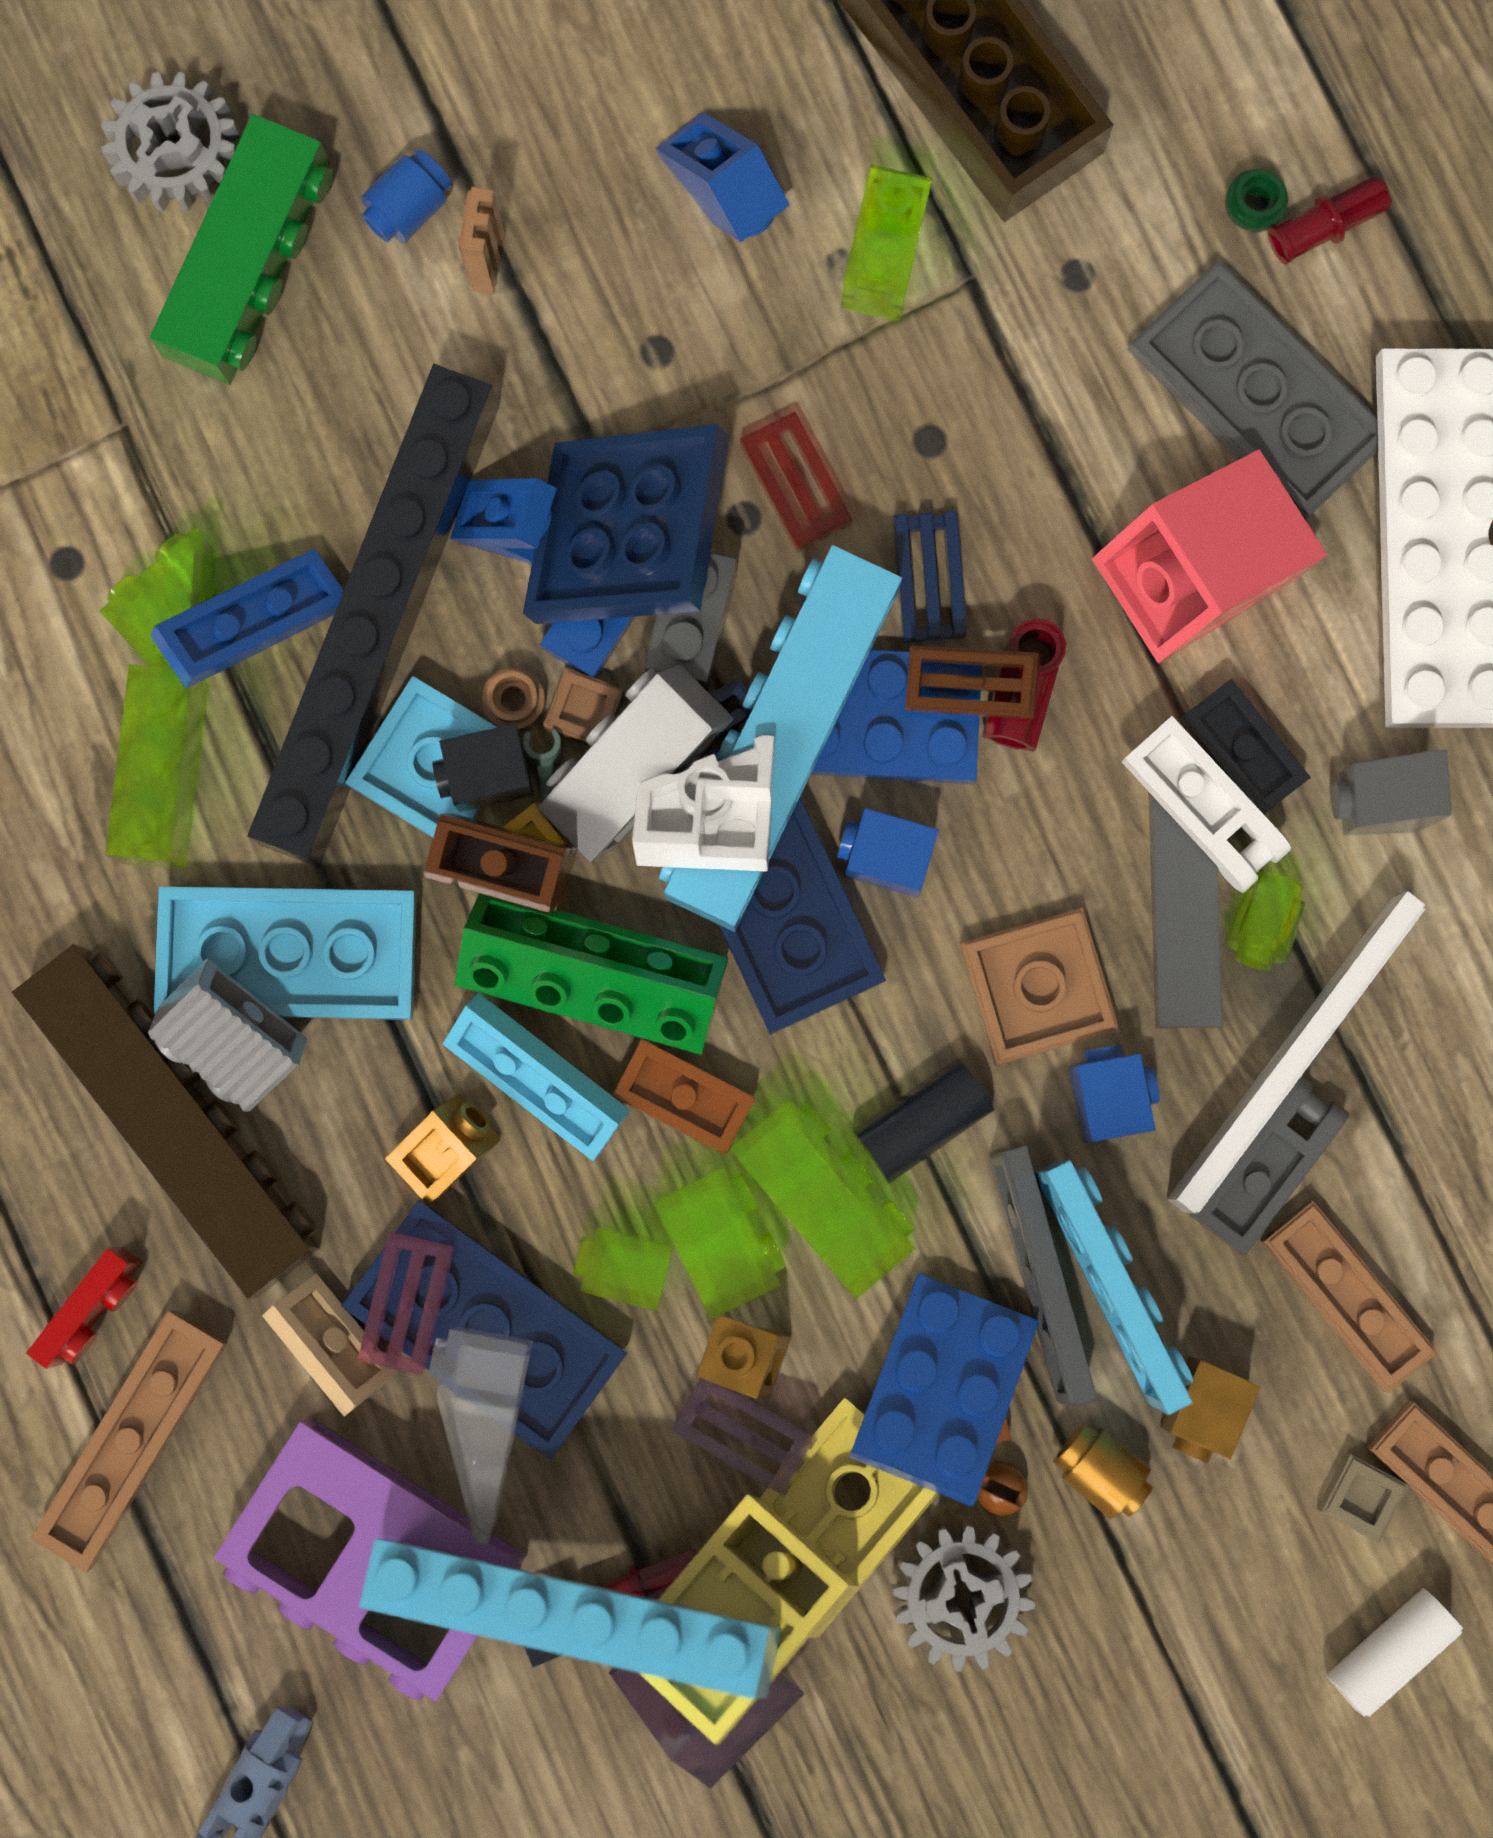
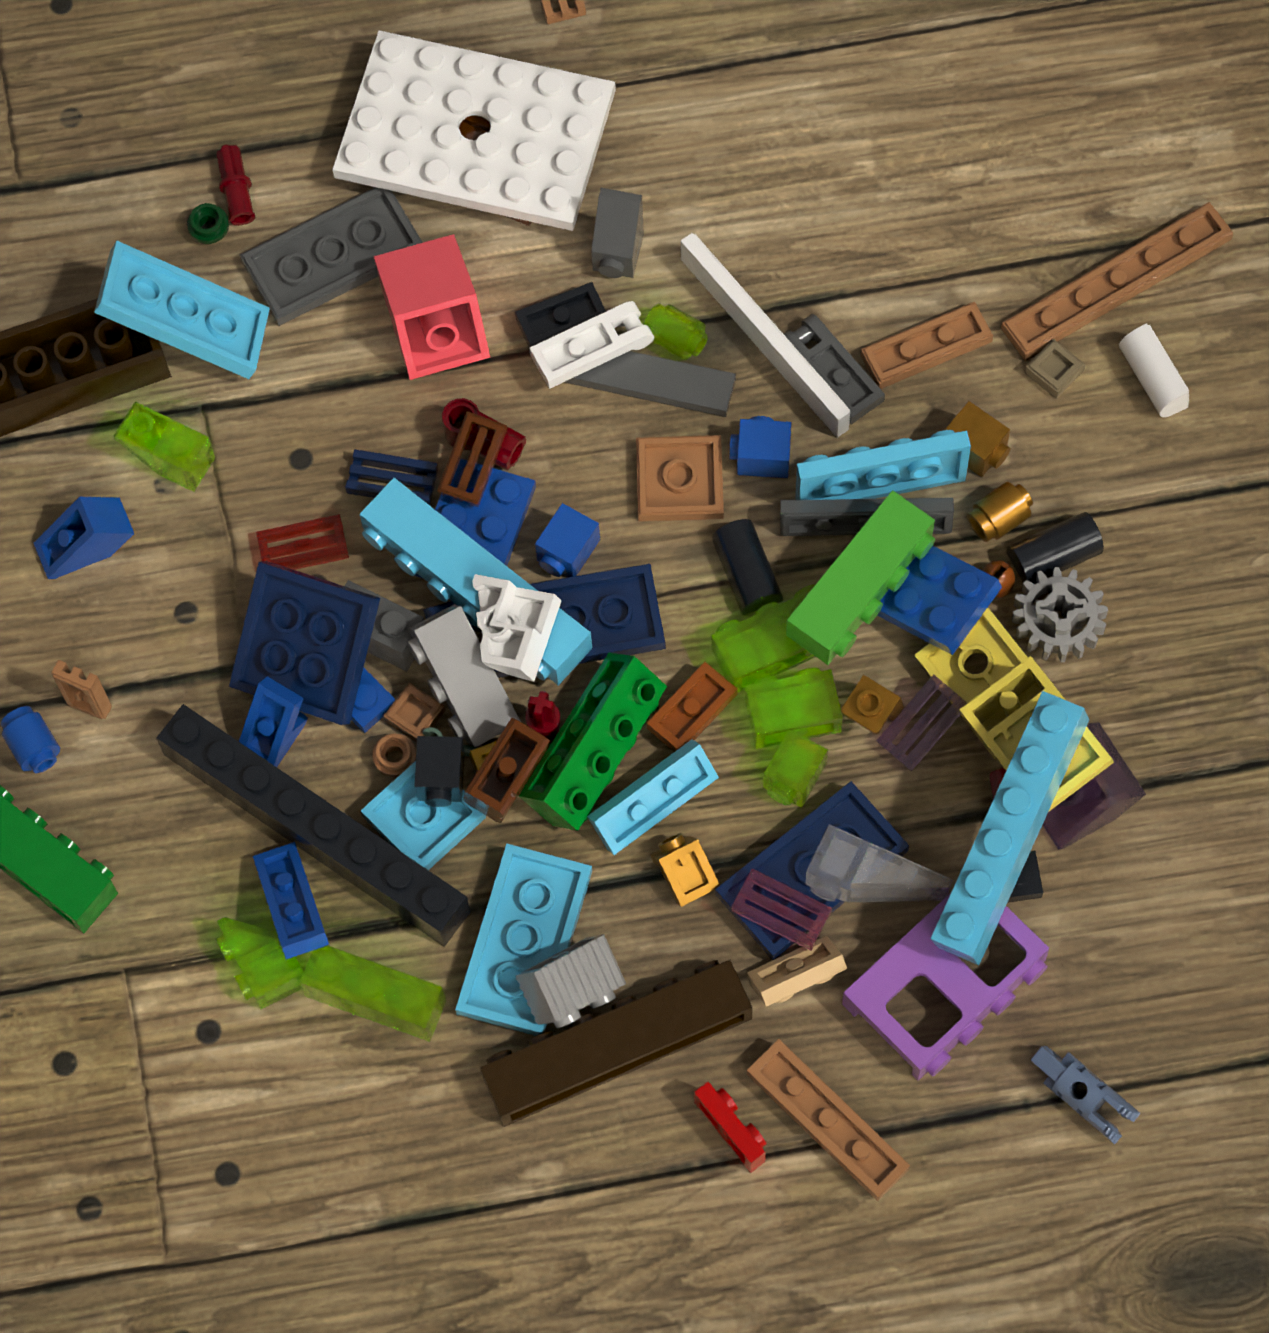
camera: 70 degrees left, 15 degrees down
(604, 891) = (543, 716): none -> dark red axle
(923, 1298) = (861, 578): none -> bright green brick
(1070, 1565) = (1056, 546): none -> black brick
(1089, 198) = (182, 310): none -> medium azure plate

